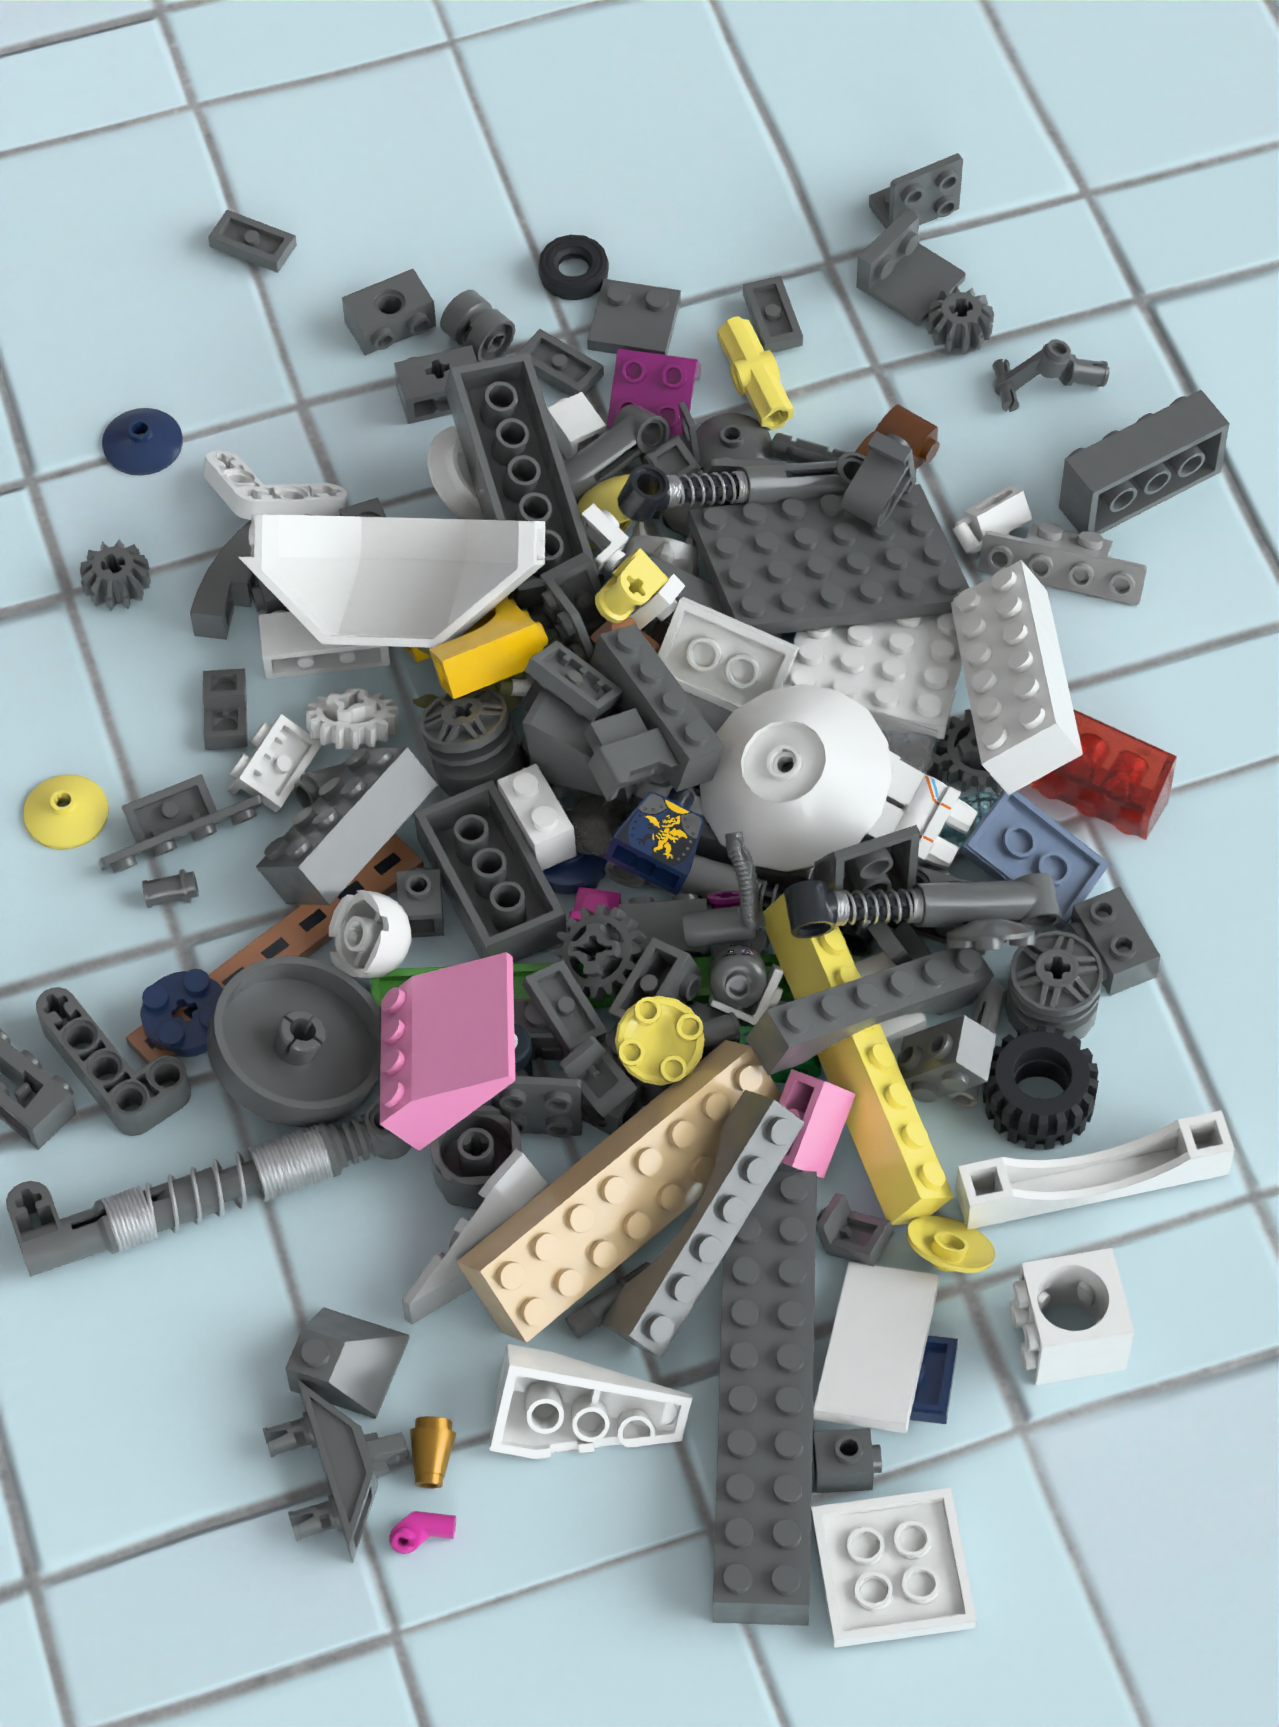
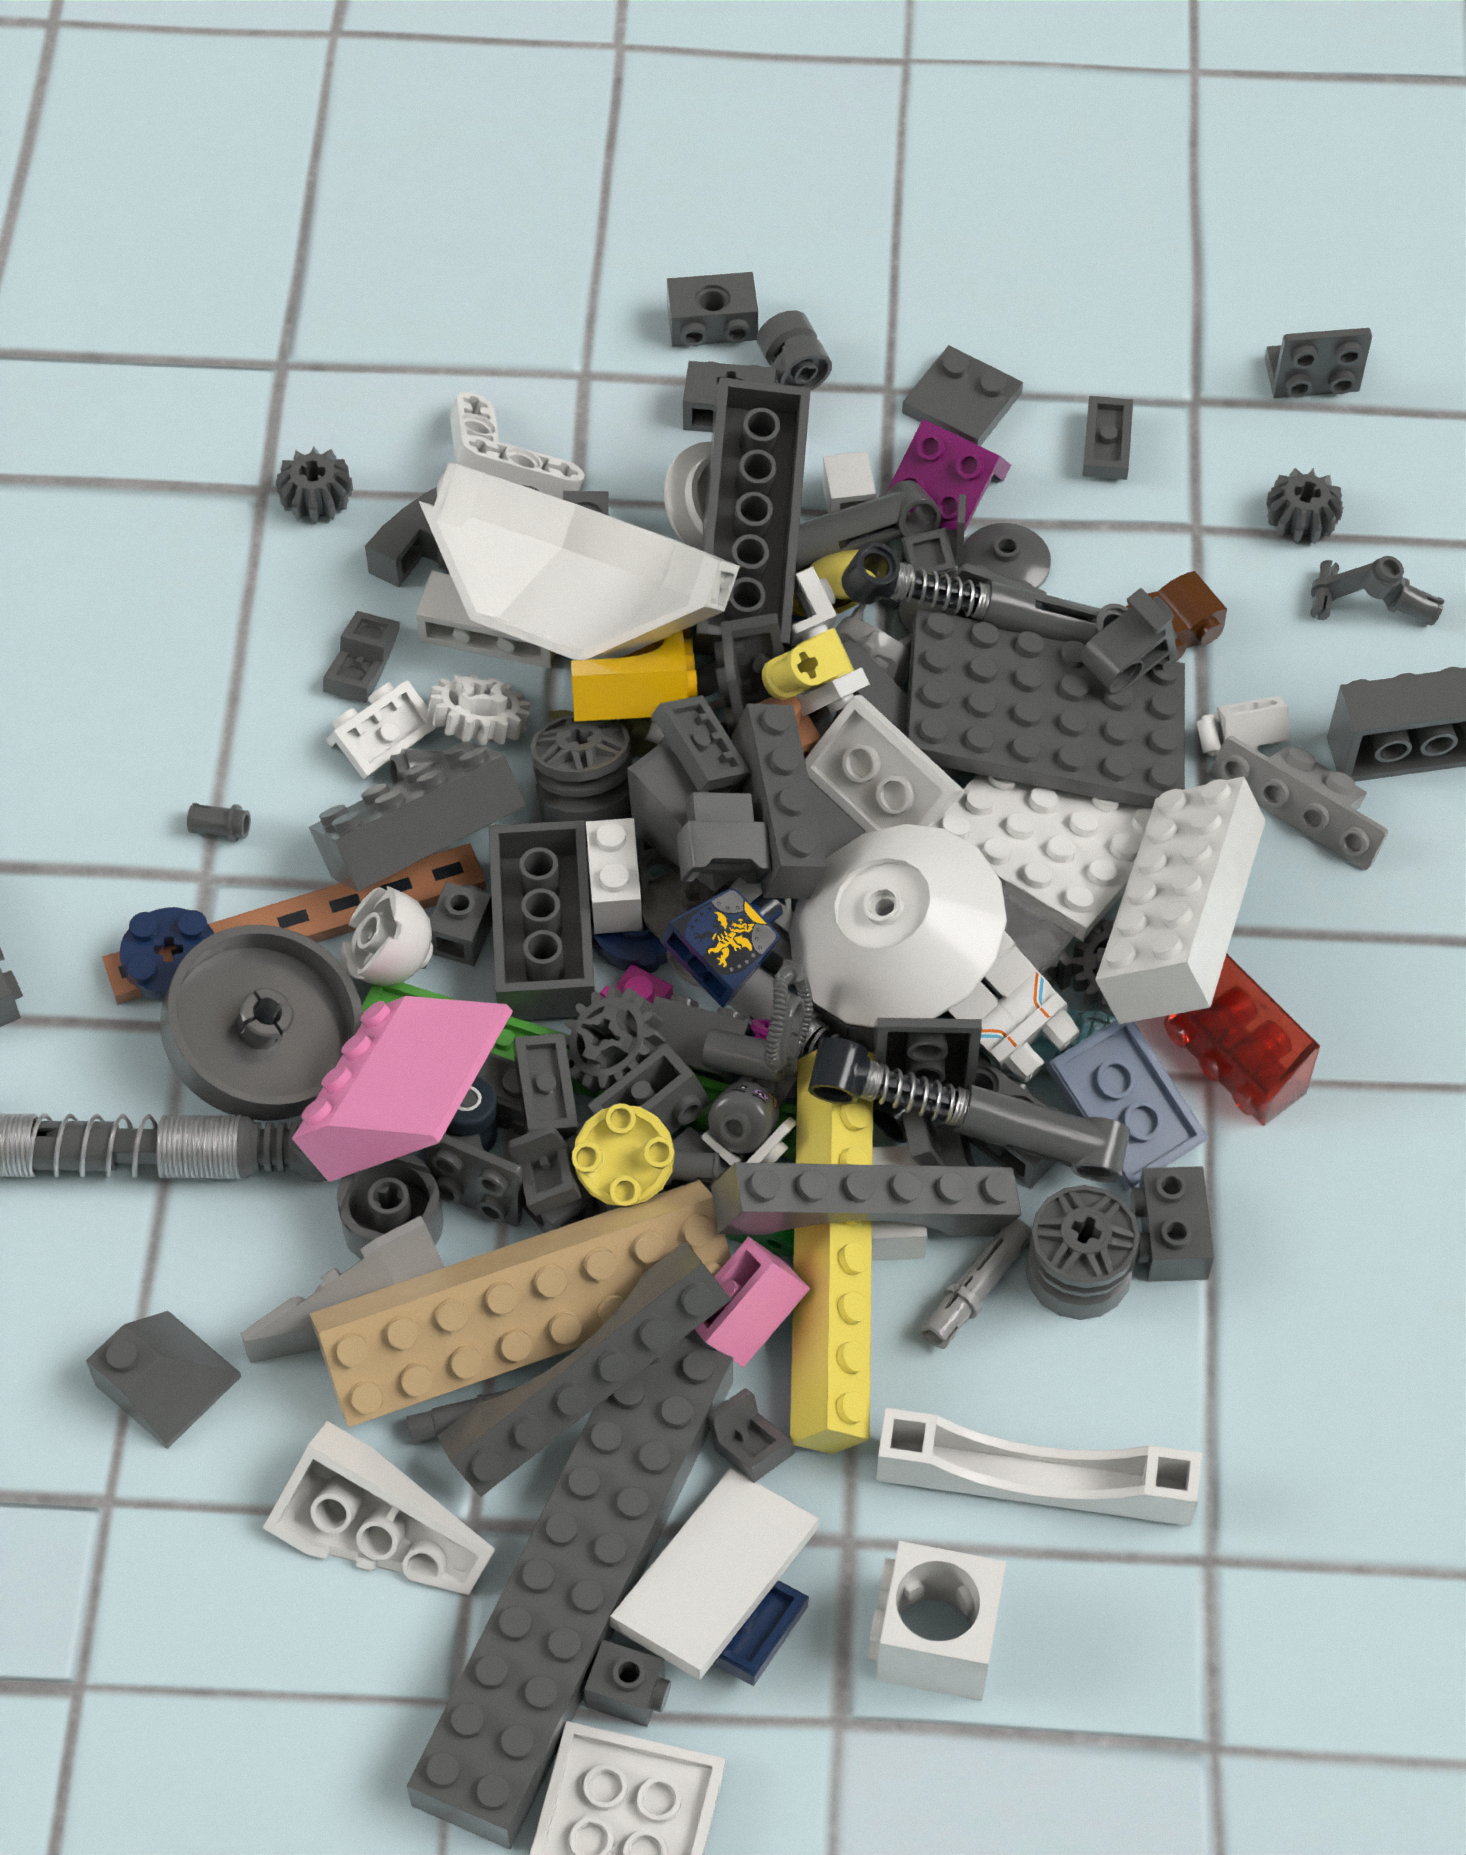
camera: 20 degrees right, 0 degrees up
(68, 825) = (157, 721): light yellow dish -> none
(102, 1058) = (63, 969): dark grey beam -> none
(145, 452) = (409, 361): dark blue dish -> none
(172, 815) = (254, 746): dark grey bracket -> none
(252, 241) = (609, 196): dark grey plate -> none
(349, 1462) = (108, 1492): dark grey connector -> none
(418, 1528) = (151, 1583): dark pink arm -> none
(431, 1450) = (202, 1504): pearl gold cone -> none
(562, 364) = (862, 417): dark grey plate -> none
(573, 286) = (923, 302): black tyre -> none
(755, 373) = (1061, 491): light yellow piece -> none
(802, 450) = (1074, 586): dark grey axle -> none
(904, 272) = (1267, 435): dark grey bracket -> none
(946, 1058) = (927, 1286): dark grey brick -> none
(950, 1244) = (846, 1490): light yellow dish -> none
(990, 934) = (1022, 1165): dark grey dish -> none
(1041, 1056) = (1028, 1317): black tyre -> none

